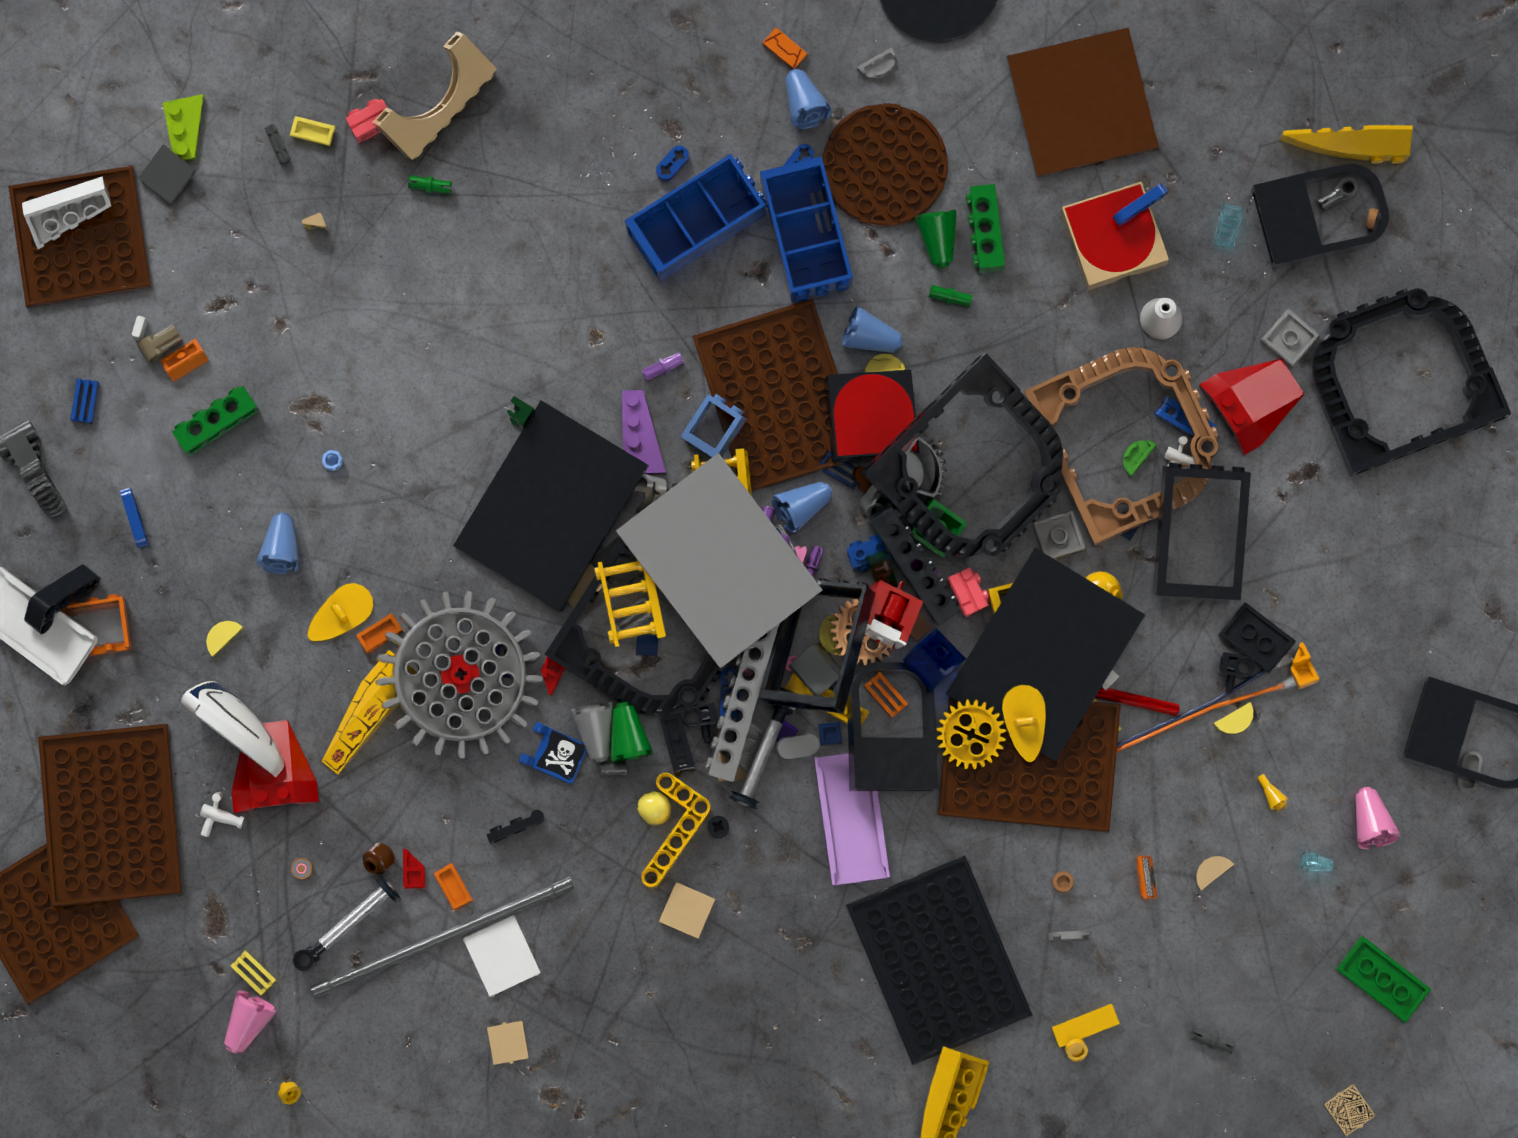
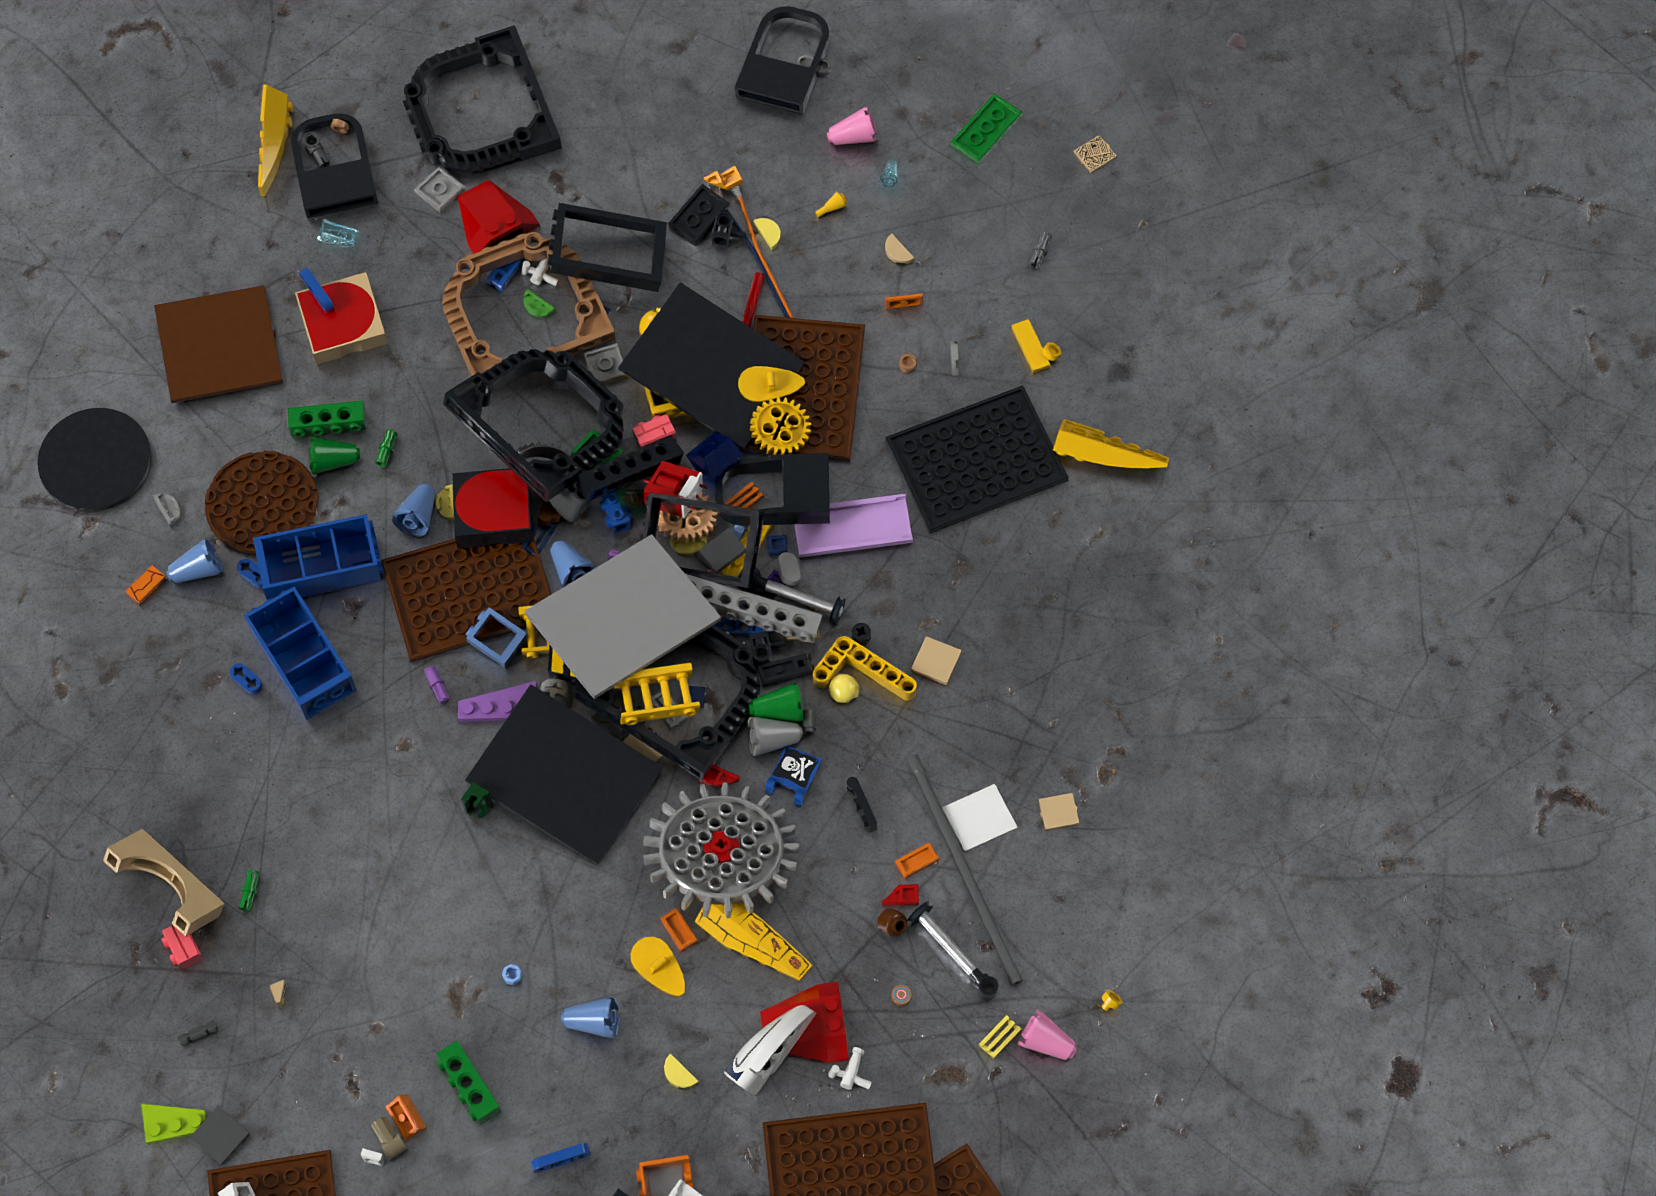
camera: 90 degrees left, 15 degrees down
(312, 131) = (187, 1000): light yellow tile -> none
(1161, 318) = (415, 282): white cone -> none

